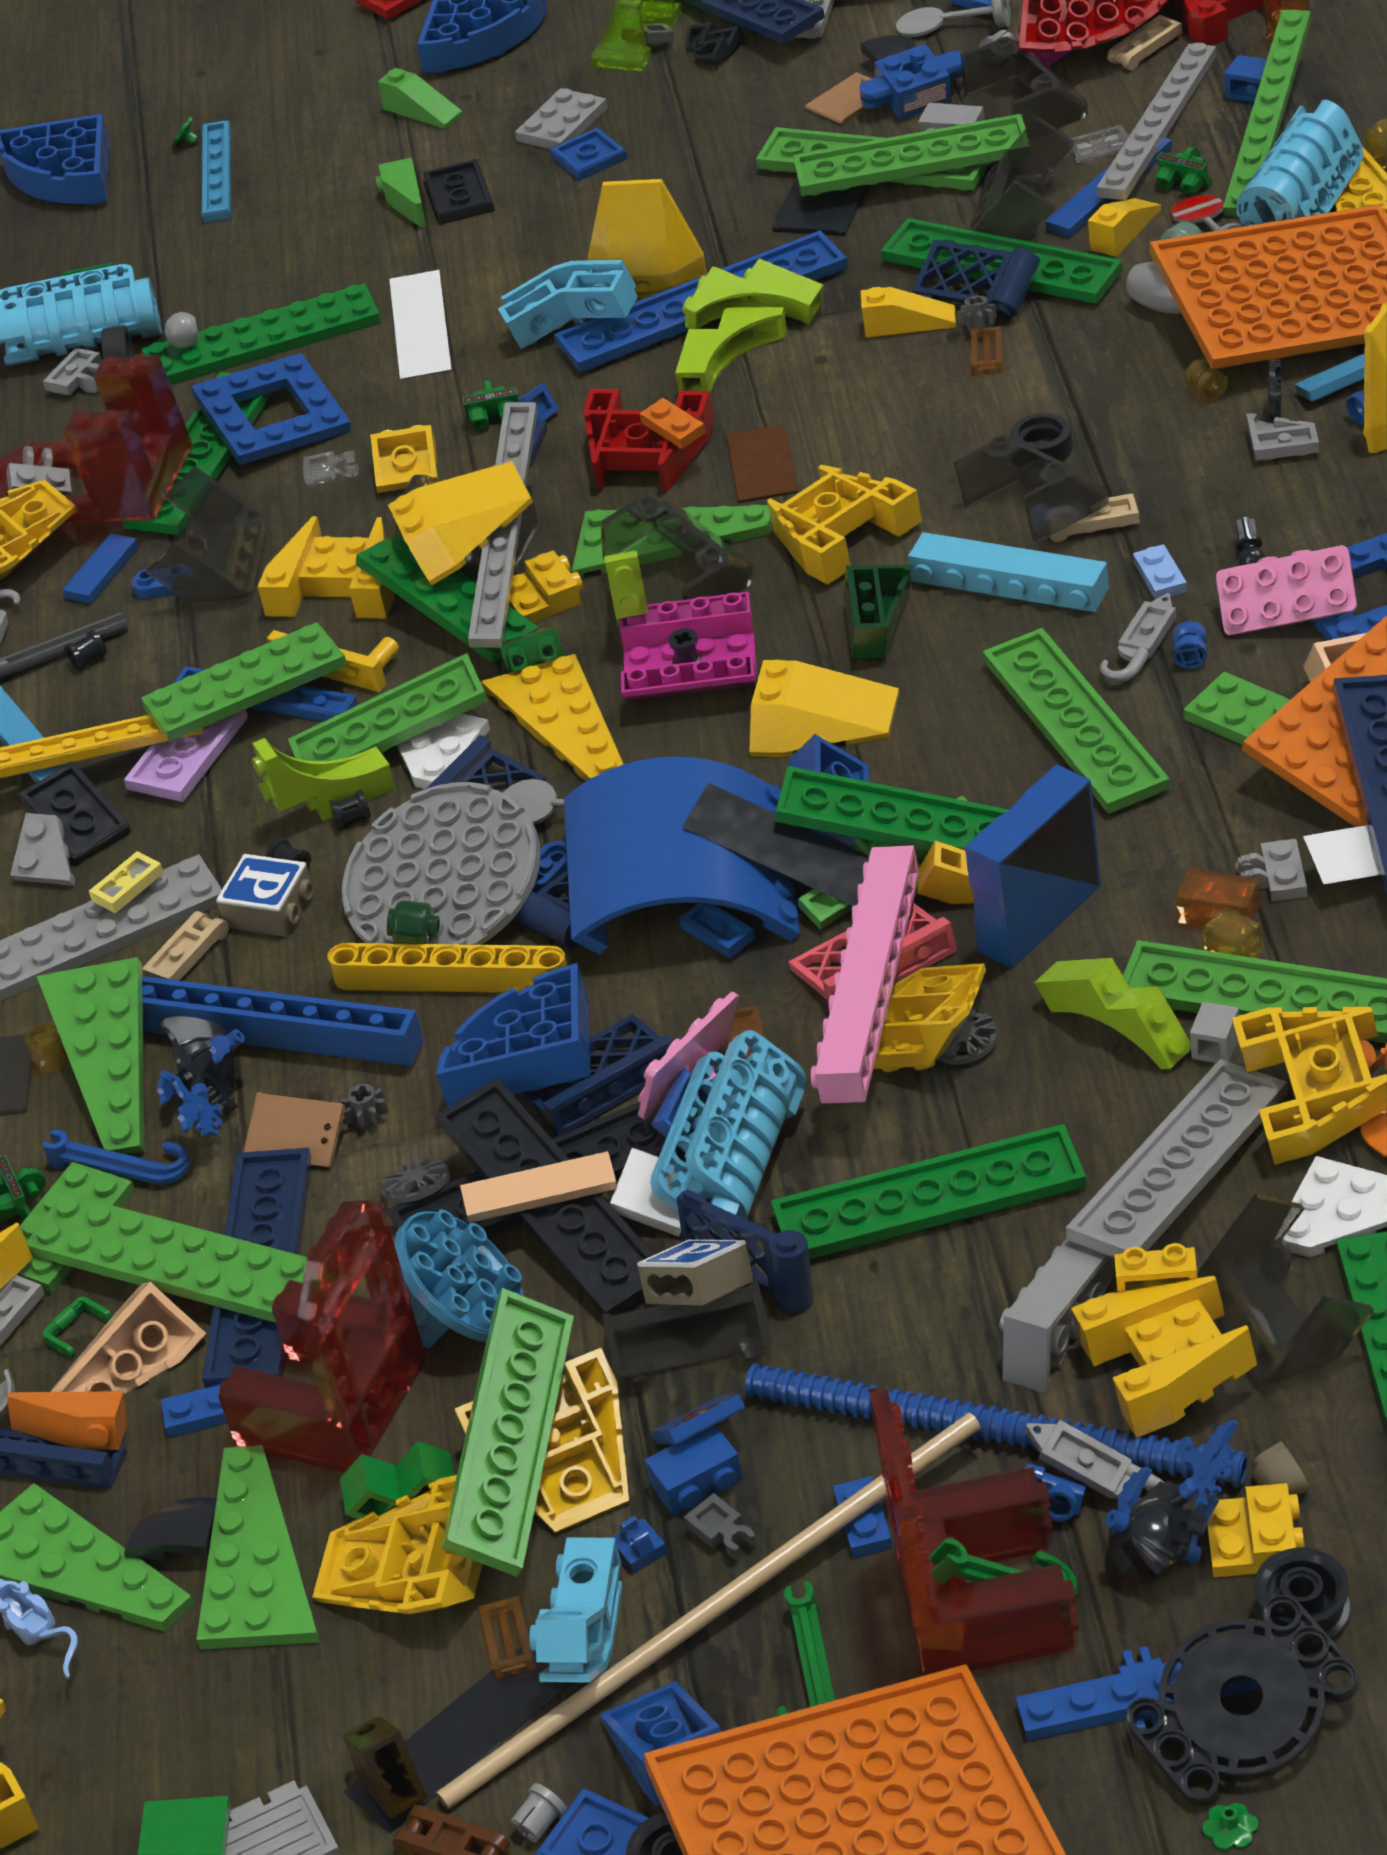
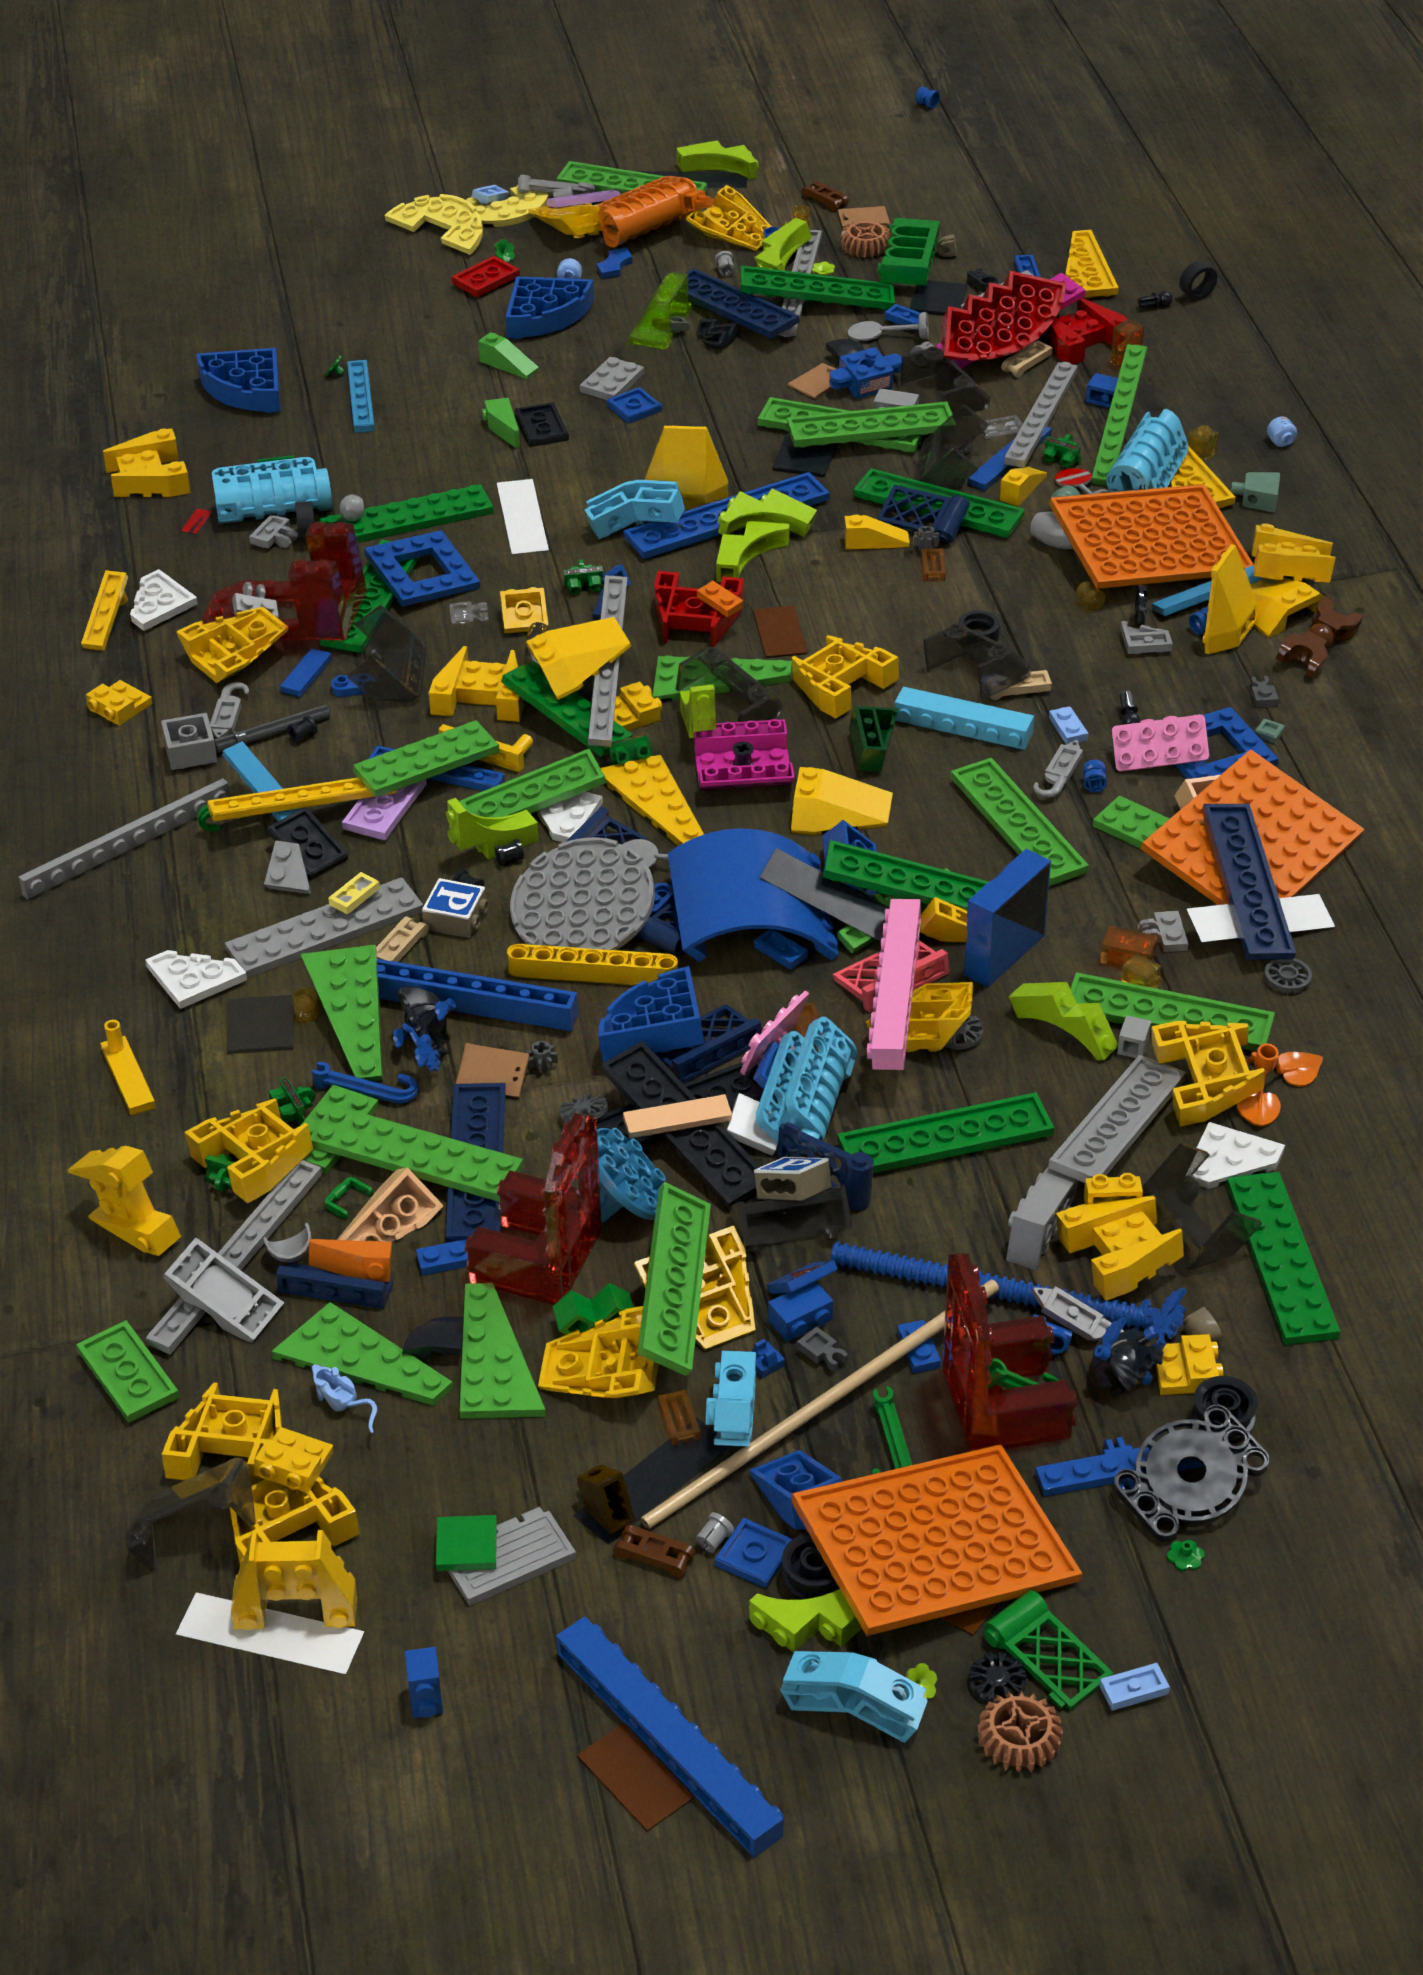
camera: 10 degrees left, 0 degrees up
(412, 923) = (567, 932): dark green head -> none

